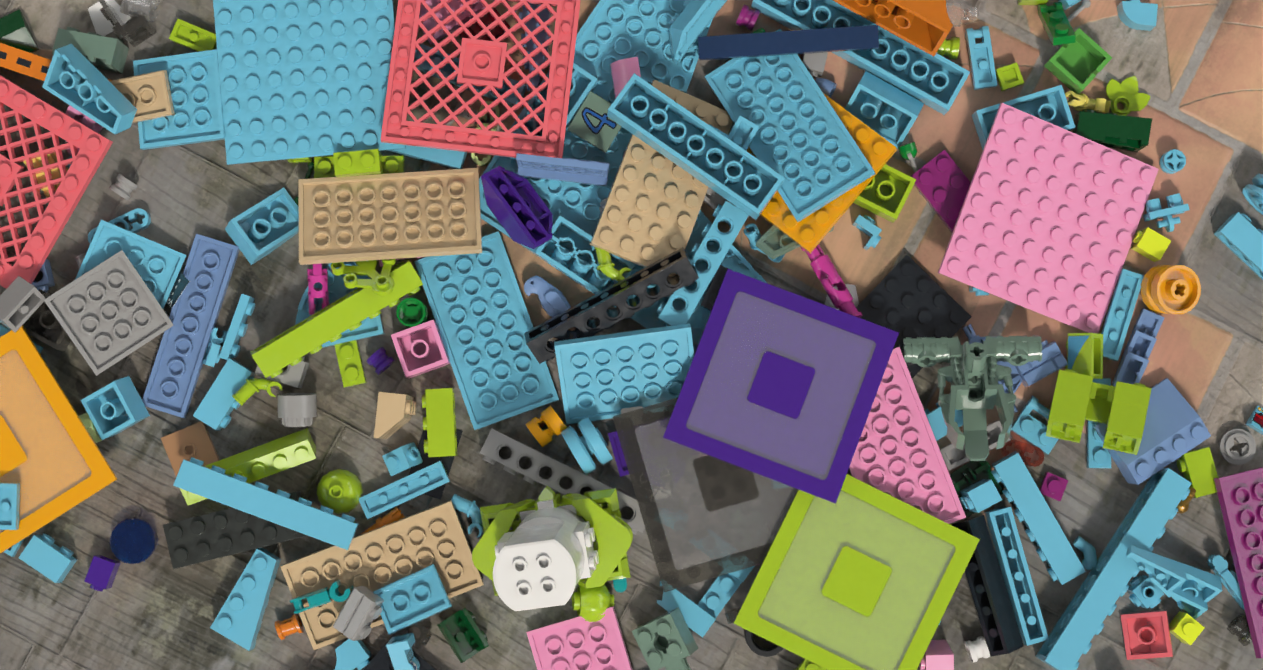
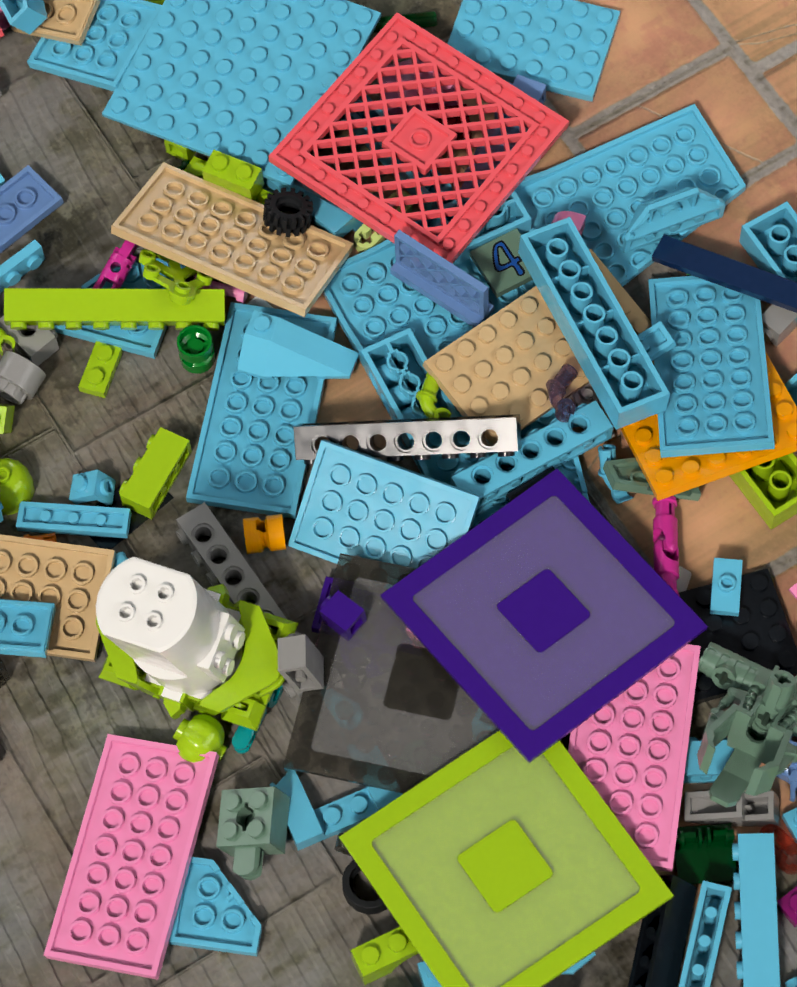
camera: 35 degrees right, 20 degrees down
(265, 226) = (97, 191): medium azure slope -> none
(380, 361) = (132, 380): dark purple wheel -> none
(393, 413) = (109, 428): tan slope -> none
(417, 161) = (284, 222): none -> black tyre
(420, 349) = (181, 387): bright pink brick -> none
(463, 634) = (39, 700): dark green bracket -> none
(480, 280) = (286, 350): none -> medium azure wedge
(517, 207) = (369, 294): dark purple wedge -> none
(549, 296) = (348, 406): medium blue animal -> none
(587, 445) = (295, 571): medium azure wheel -> none
(637, 518) = (300, 663): none -> light grey brick
(643, 465) = (342, 615): none -> dark purple brick
(695, 209) = (557, 390): none -> clear purple piece
(748, 17) = (729, 246): magenta wheel -> none
(826, 86) = (776, 355): medium blue hose -> none
(867, 226) = (740, 518): medium azure bracket -> none
(888, 287) = (726, 586): none -> medium azure plate
(980, 496) = (702, 857): medium azure brick -> none

